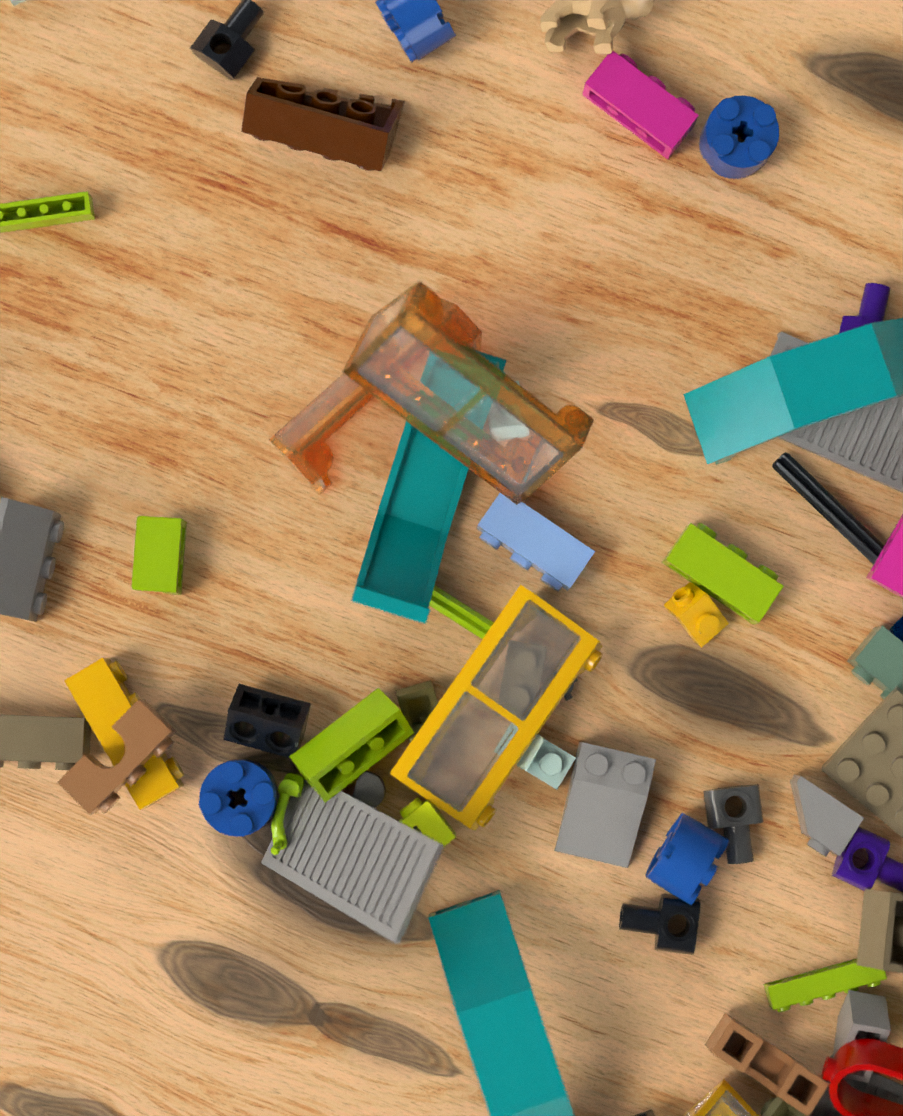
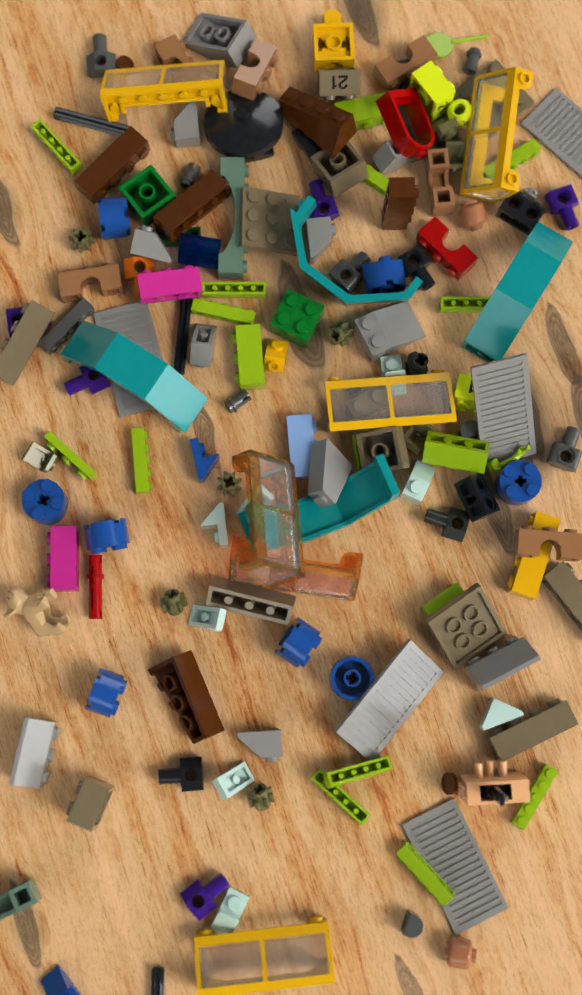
camera: 135 degrees left, 5 degrees down
(43, 256) = (357, 772): none -> lime piece
(98, 373) = (389, 701): none -> light grey window
(108, 554) = (465, 626): none -> dark tan plate
(119, 110) = (260, 797): none -> olive gear
(149, 356) = (344, 668): none -> blue brick
(168, 91) = (233, 781): none -> light aqua slope
(184, 169) = (264, 743): none -> light grey slope
(232, 915) = (567, 447): none -> dark grey piece
(272, 315) = (298, 643): none -> blue brick
(273, 651) = (444, 520): none -> pearl dark grey piece
(346, 316) = (250, 600): none -> dark tan brick
(355, 660) = (418, 483): none -> light aqua slope
(405, 228) = (207, 617): none -> light aqua slope
(438, 649) = (384, 441): none -> dark tan brick
(463, 199) = (173, 602): none -> olive gear
(467, 538) = (327, 473): none -> light grey slope
(520, 796) = (416, 363): none -> pearl dark grey piece
(527, 348) = (217, 520): none -> light aqua slope
(555, 943) = (462, 304): none -> lime piece
(567, 391) = (227, 477): none -> olive gear
(579, 124) = (95, 586): none -> red pin
(620, 384) = (204, 465): none -> blue slope
(625, 179) = (106, 534): none -> blue brick
(625, 985) = (455, 262): none -> red arch
(654, 729) = (341, 333): none -> olive gear
(672, 506) = (237, 401): none -> dark grey pin
(677, 1071) = (472, 215): none -> nougat head
(694, 310) = (141, 460): none -> lime piece
(726, 685) = (296, 318): none -> green brick
(771, 756) = (304, 210): none -> teal panel
(776, 219) = (70, 457): none -> lime plate
(776, 965) = (399, 203): none -> reddish brown brick
(793, 523) = (202, 345): none -> light grey slope
(807, 178) = (40, 458): none -> bracket
(818, 592) = (222, 312): none -> lime piece
(840, 632) = (234, 289): none -> lime piece

